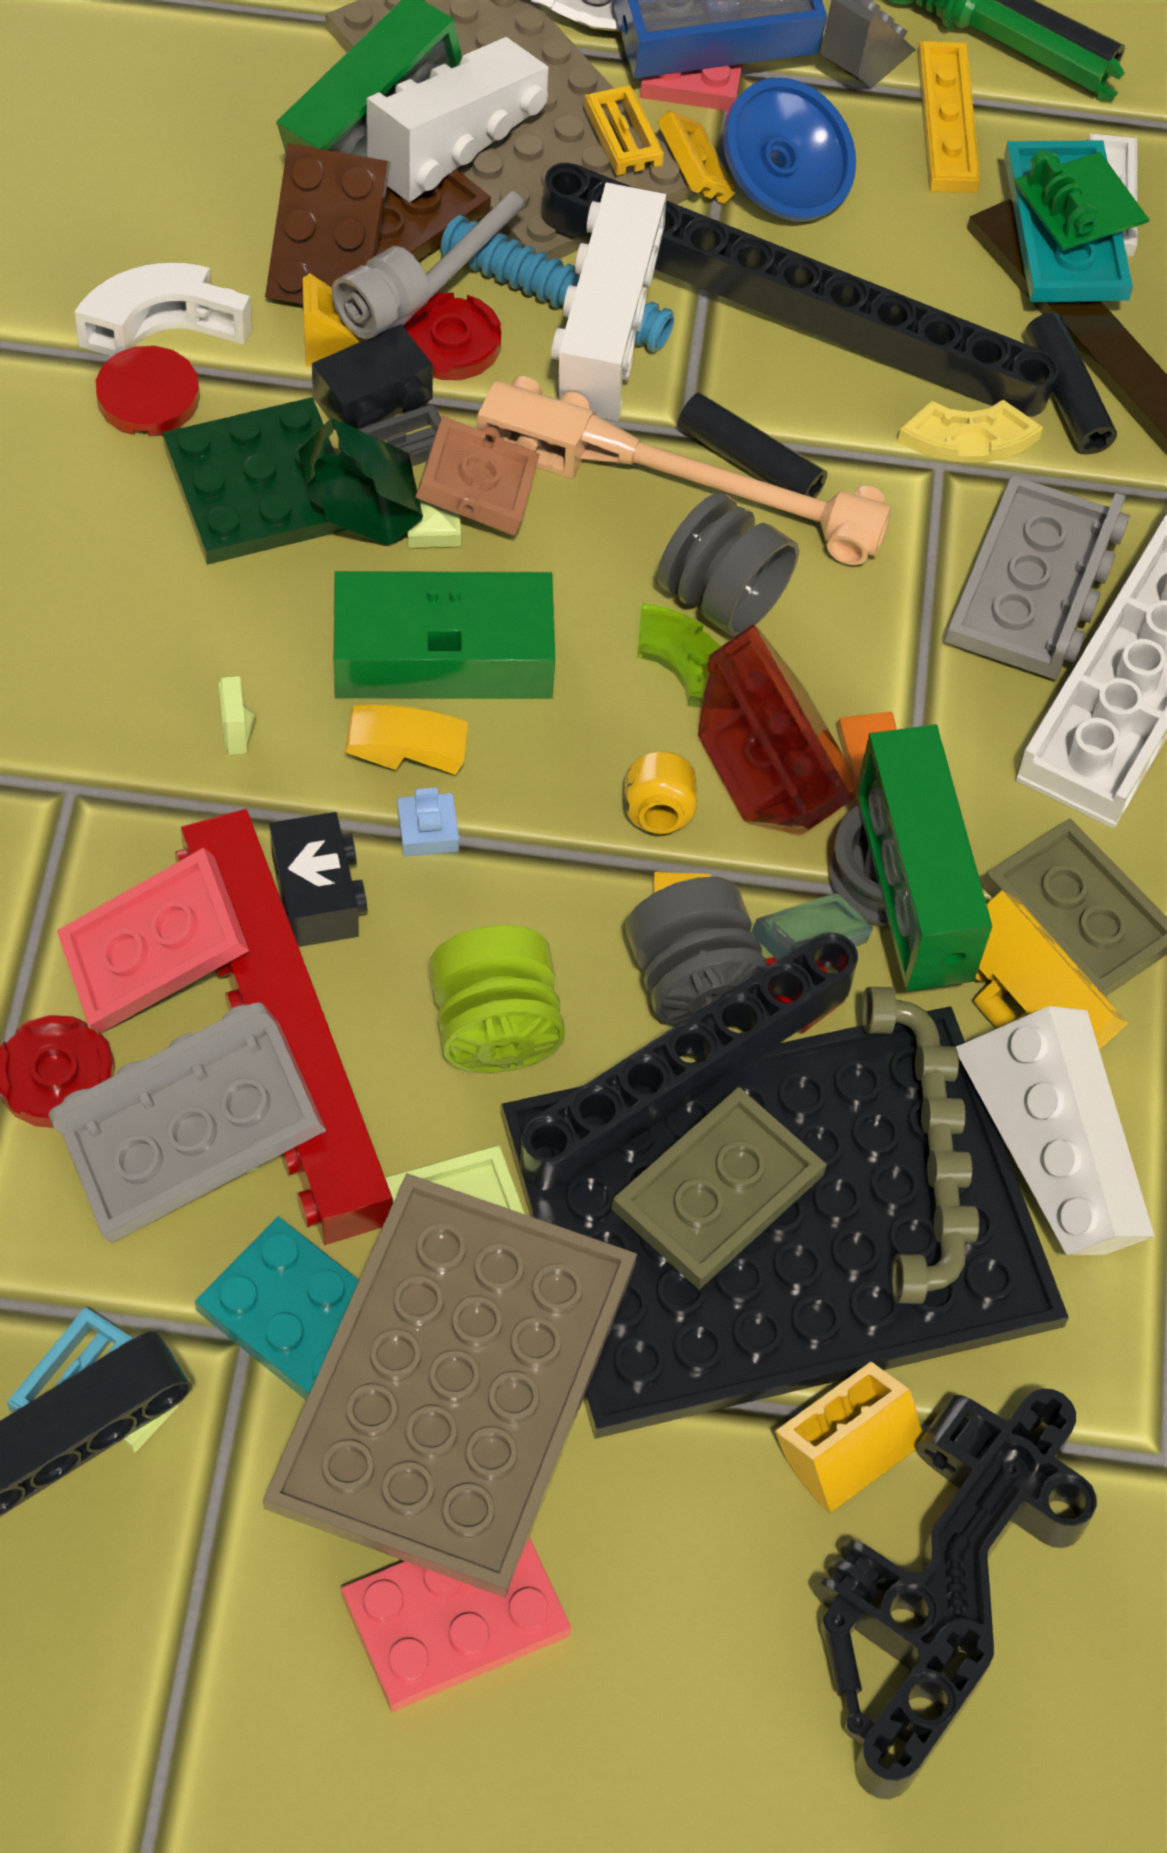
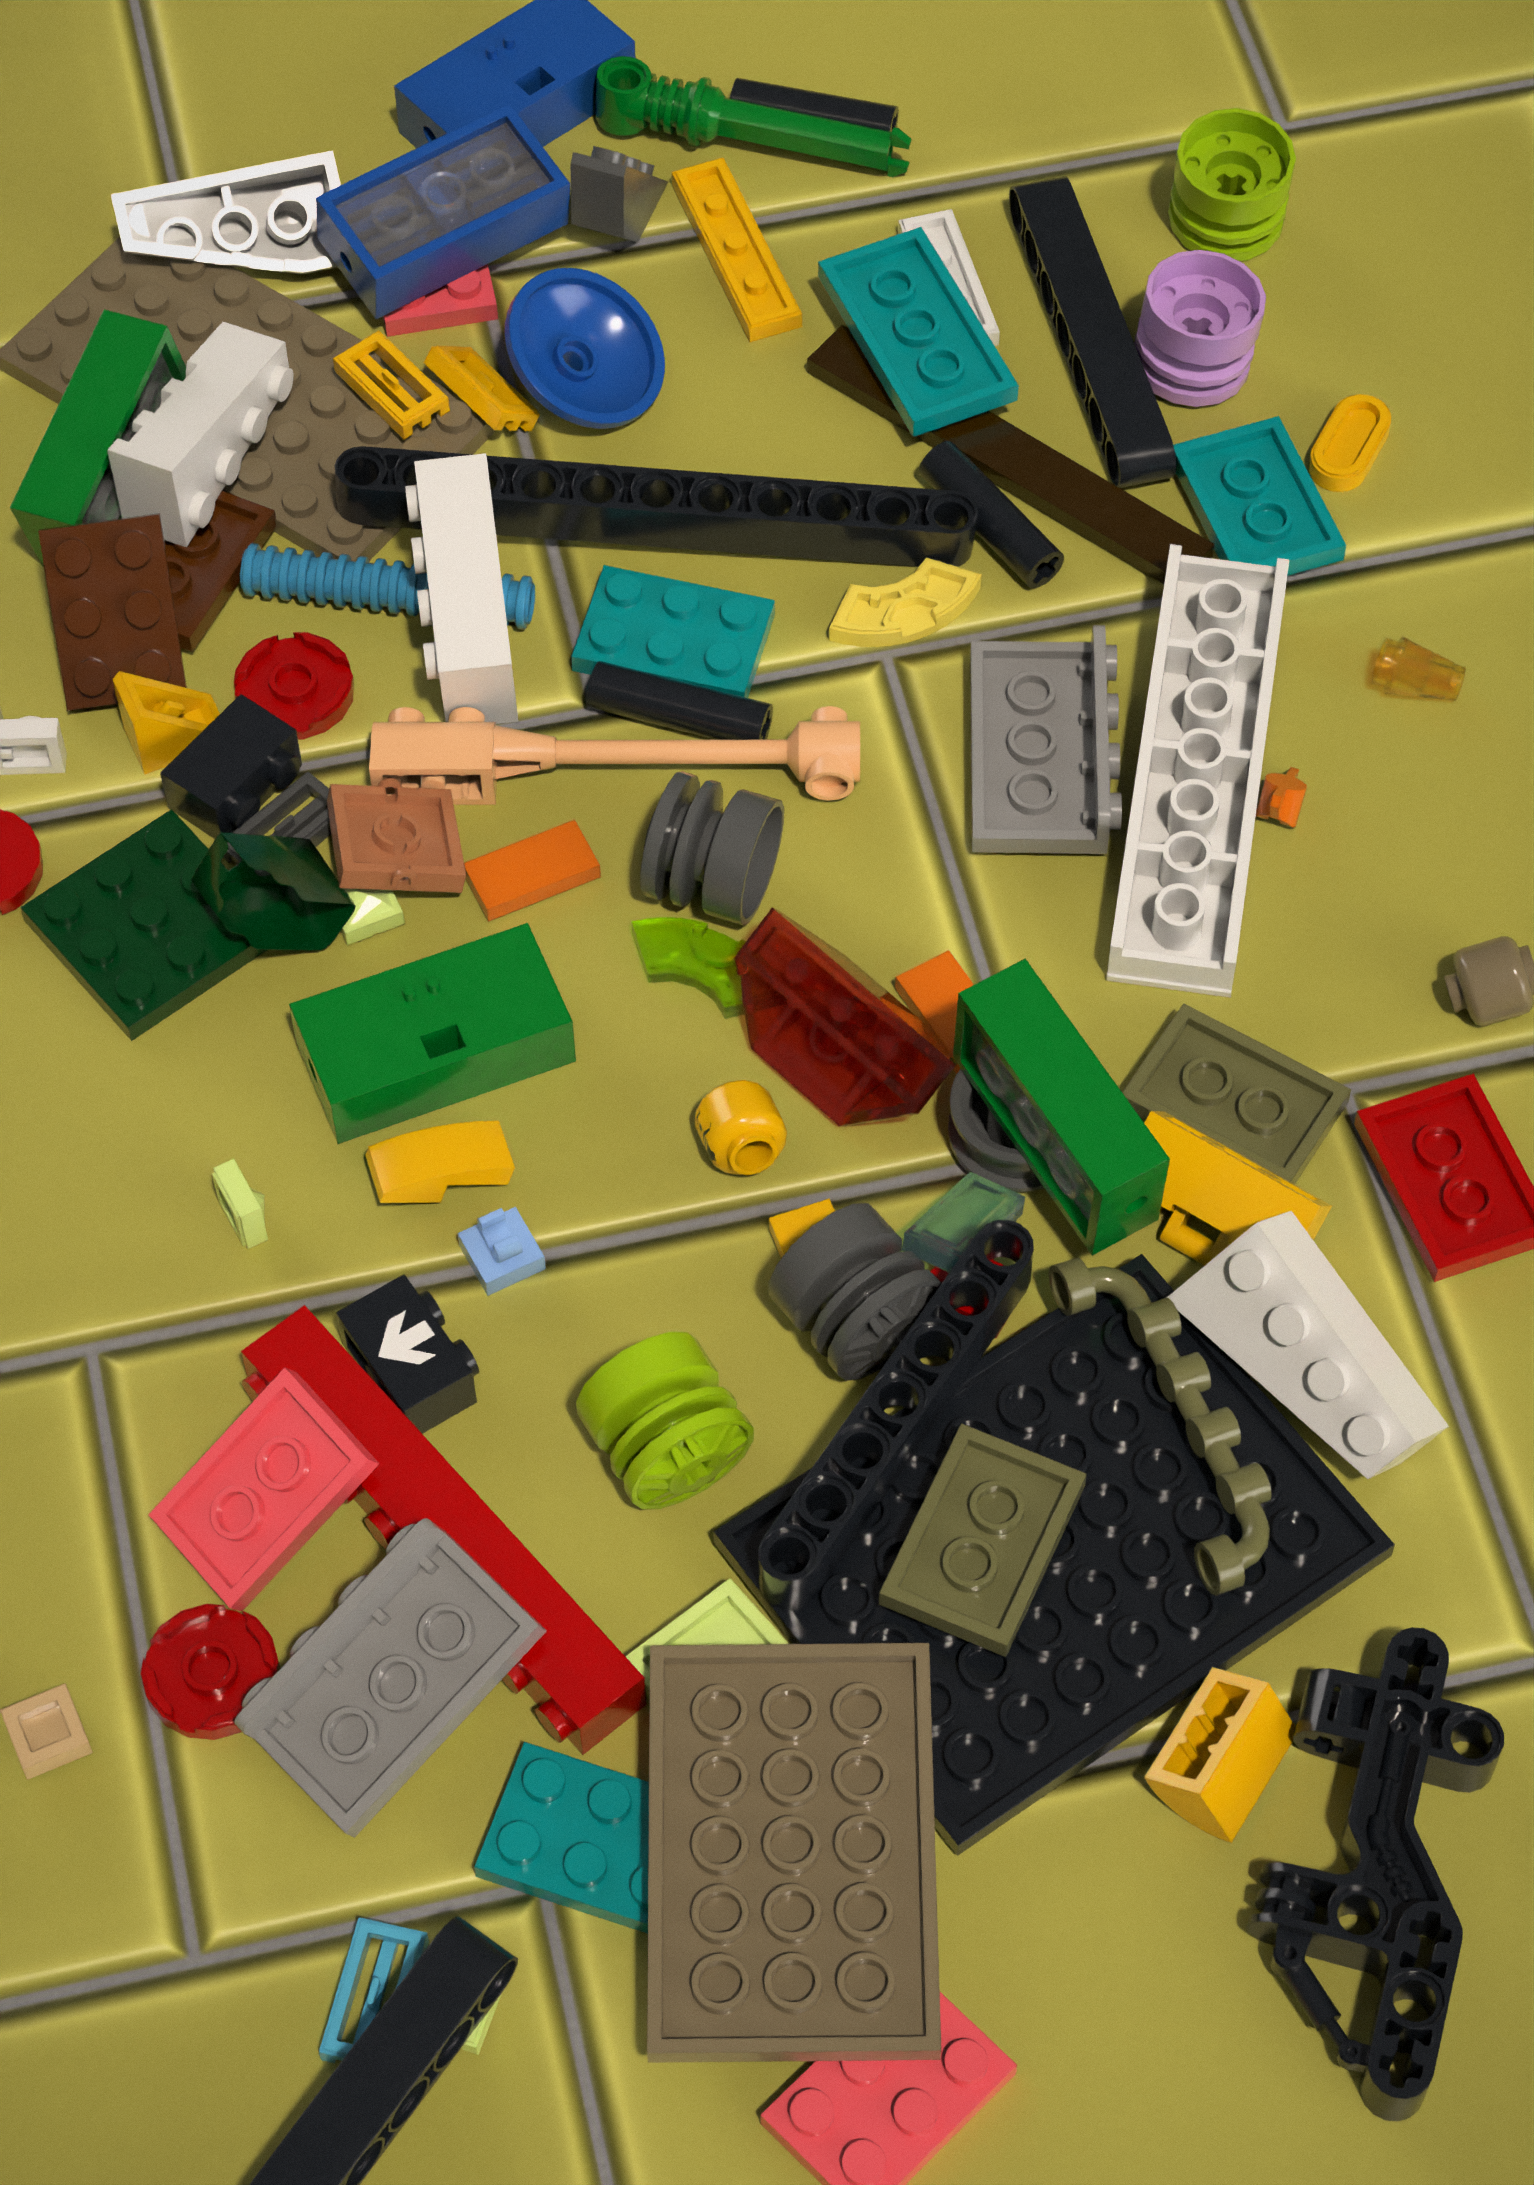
camera: 15 degrees left, 0 degrees up
(380, 292) = (207, 666): light grey wheel -> none
(470, 245) = (264, 607): light grey bar -> none
(579, 538) = (531, 870): none -> orange tile
(774, 391) = (674, 630): none -> teal plate
(1079, 198) = (924, 304): green hinge -> none

